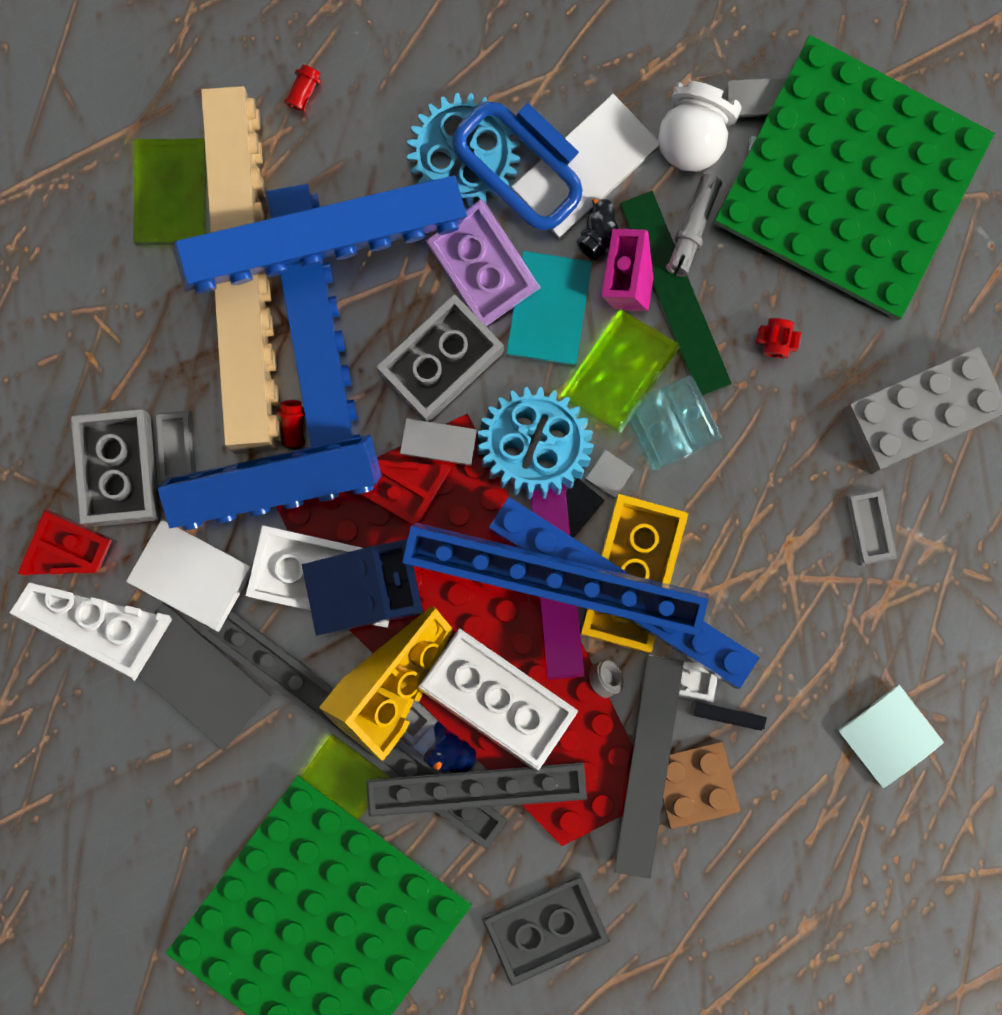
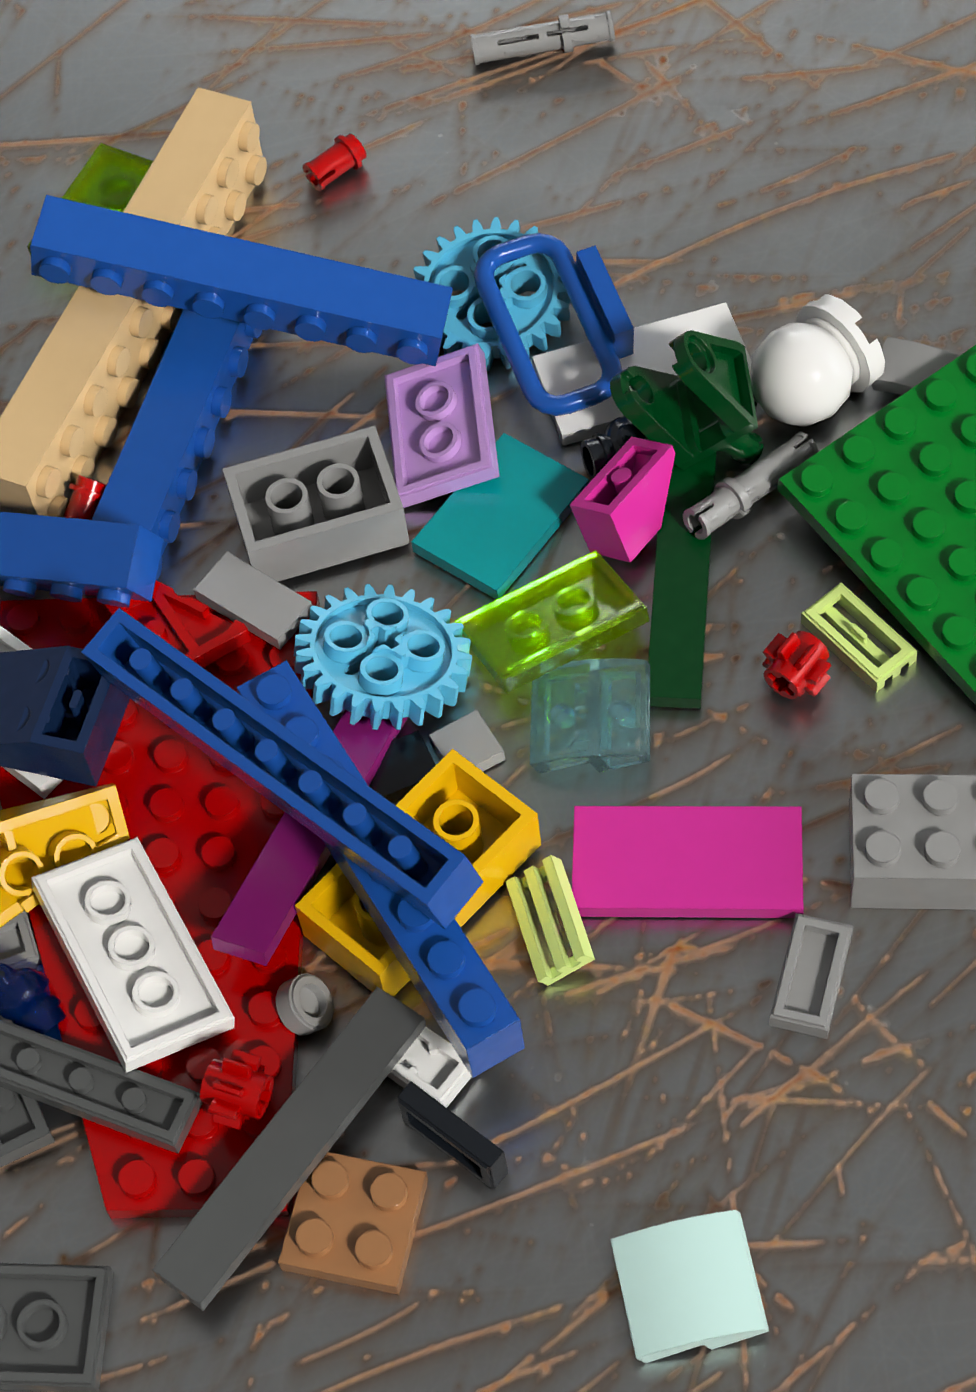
camera: 40 degrees right, 25 degrees down
(606, 753) = (236, 1089): none -> red gear
(641, 190) = (698, 409): none -> dark green piece
(706, 572) = (531, 928): none -> yellowish green tile
(771, 489) = (688, 861): none -> dark pink tile
(795, 310) = (888, 667): none -> yellowish green tile

